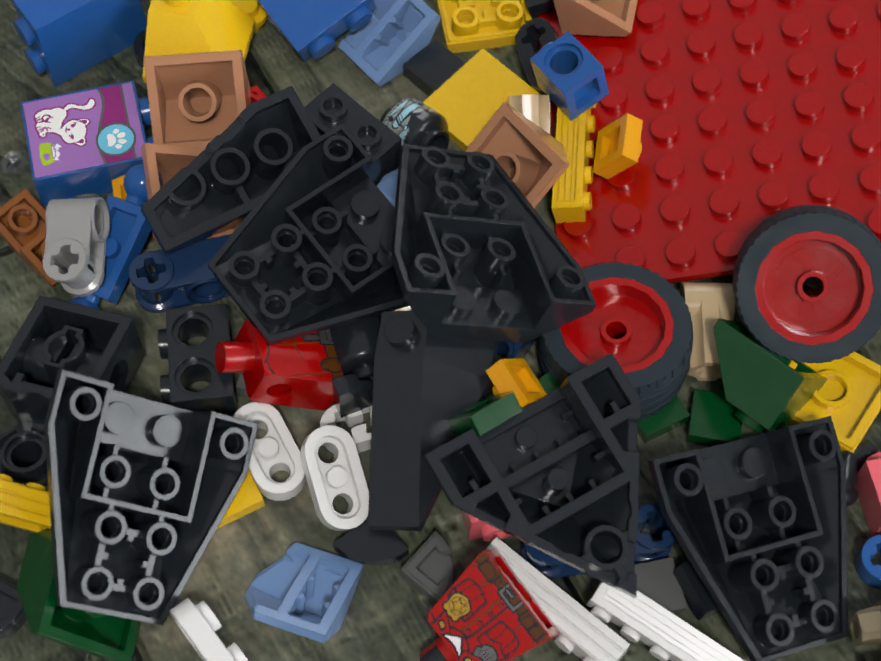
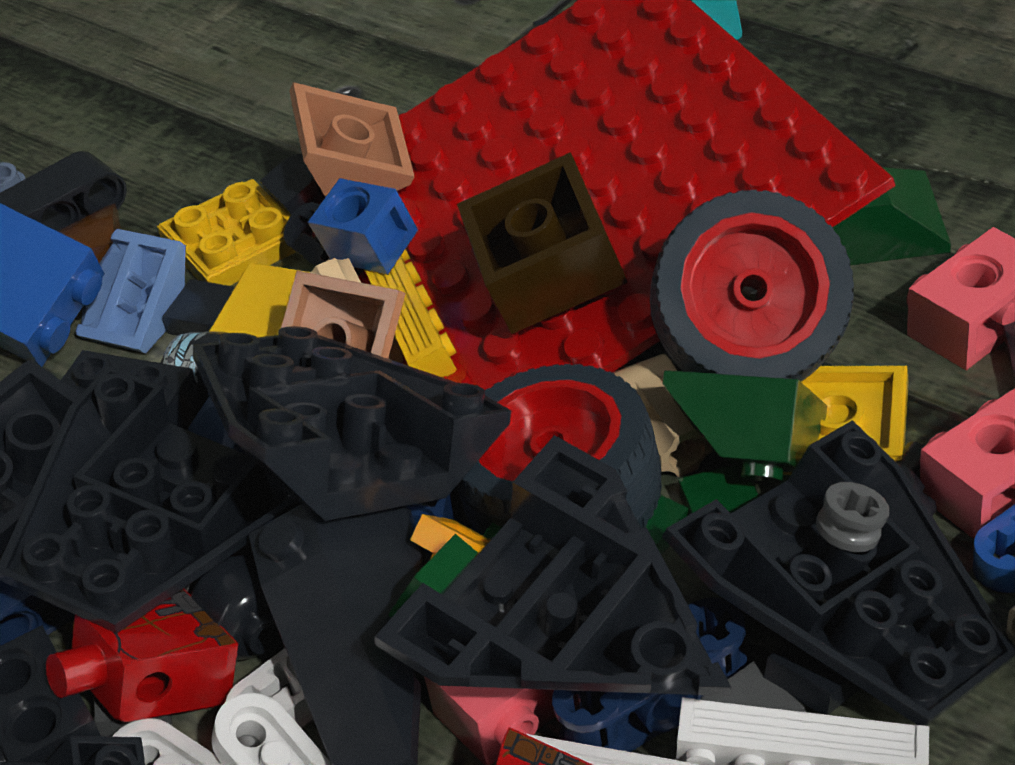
camera: 15 degrees left, 20 degrees down
(351, 394) = (253, 652): black tile -> none
(618, 146) = (454, 275): light orange plate -> none
(686, 161) = (540, 244): none -> dark brown brick
(795, 485) = (852, 517): none -> dark grey bush

